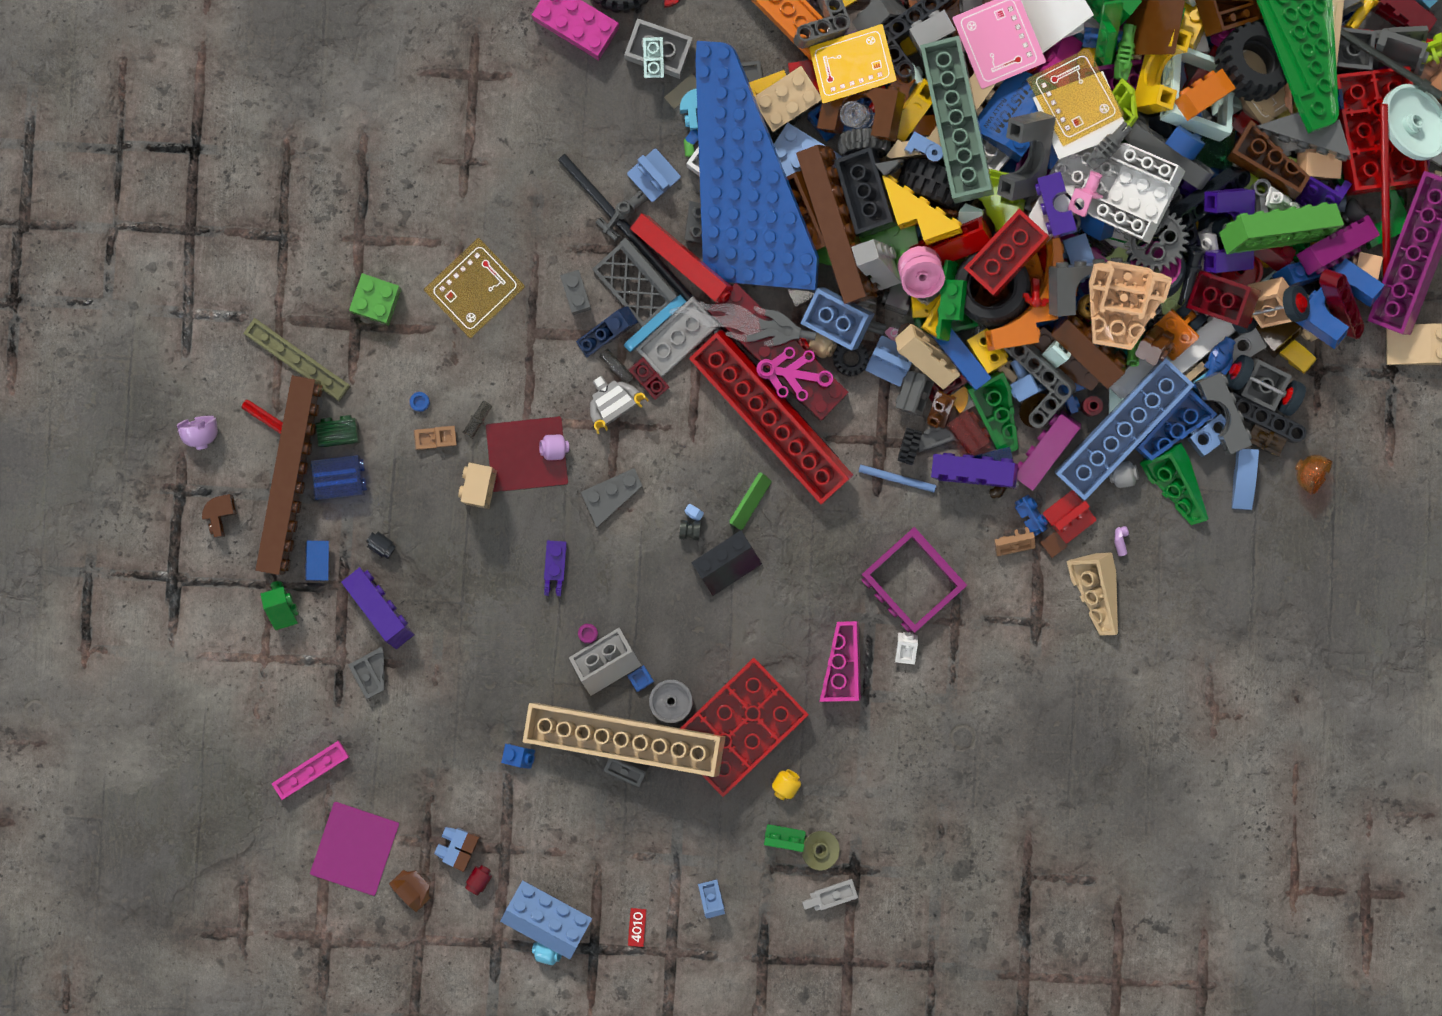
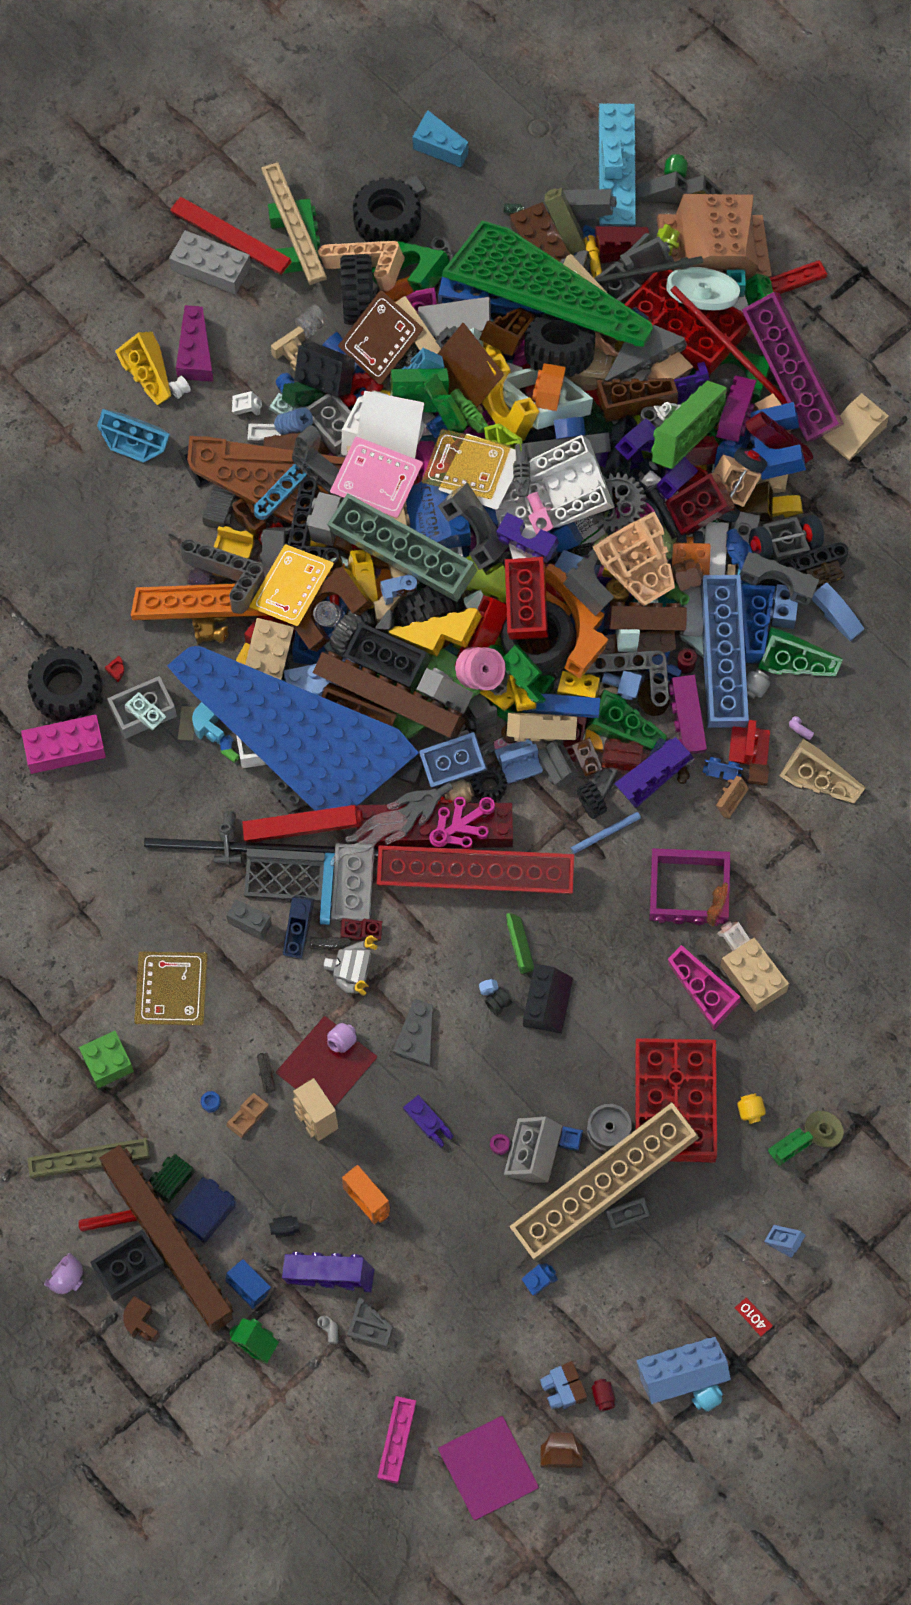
camera: 45 degrees left, 20 degrees down
(244, 466) = (128, 1265): none -> black brick
(343, 647) = (330, 1327): none -> light grey arm
(455, 581) = (366, 1195): none -> orange window
(653, 175) = (223, 793): medium blue bracket -> none
(767, 33) = (208, 630): none -> pearl gold animal
(831, 896) = (865, 1154): light grey hinge -> none
(890, 691) = (754, 974): none -> tan brick
(921, 614) = (719, 900): none -> clear orange slope
(1035, 301) = (575, 613): red piece -> none
(1312, 472) = (876, 565): clear orange cylinder -> none

